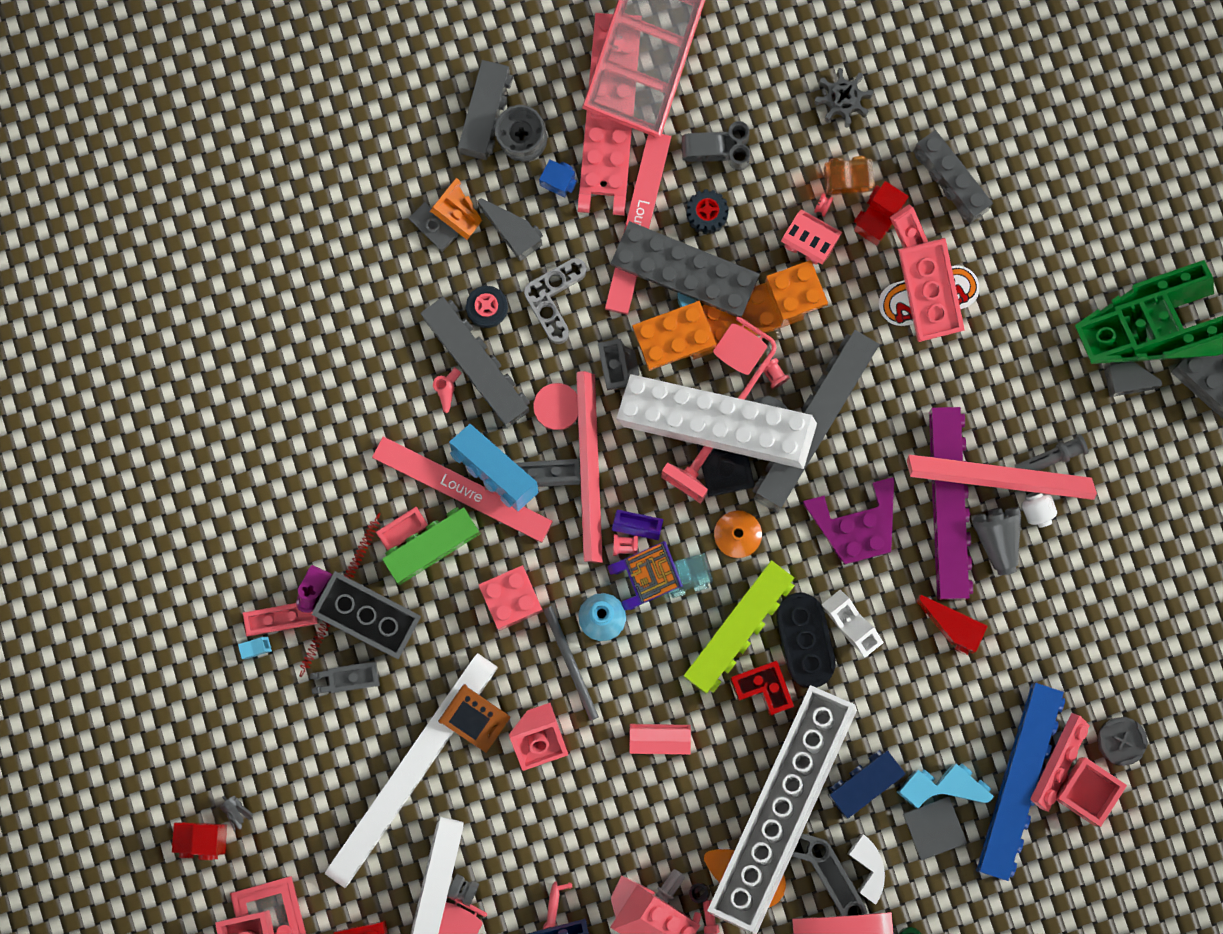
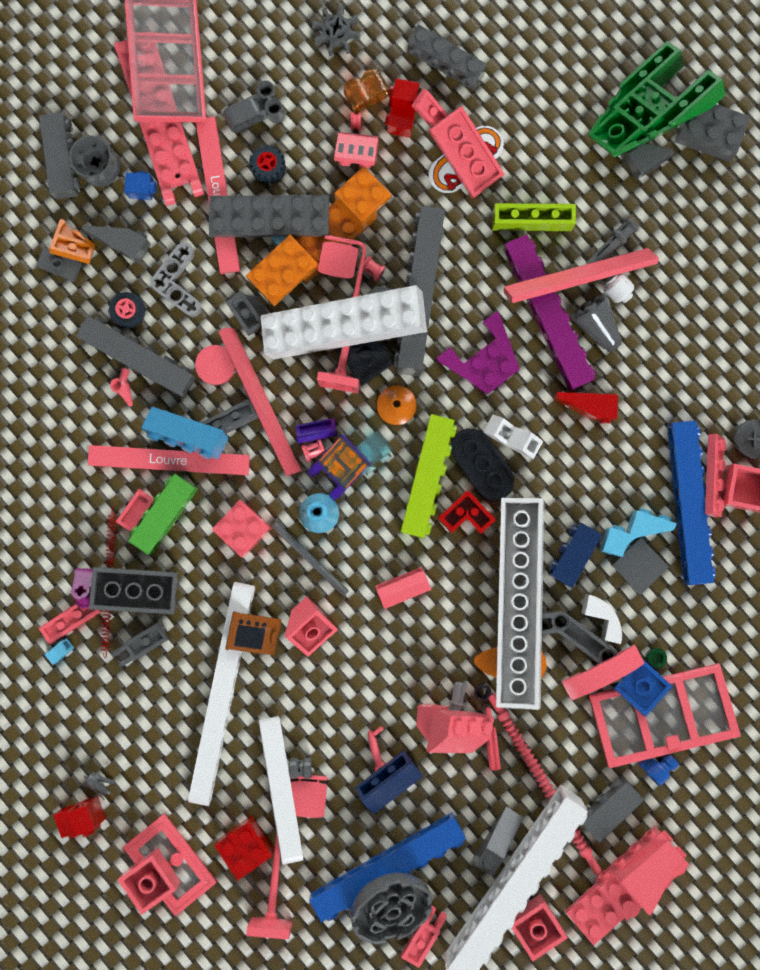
camera: 25 degrees left, 5 degrees up
(976, 391) = (533, 217): none -> lime brick

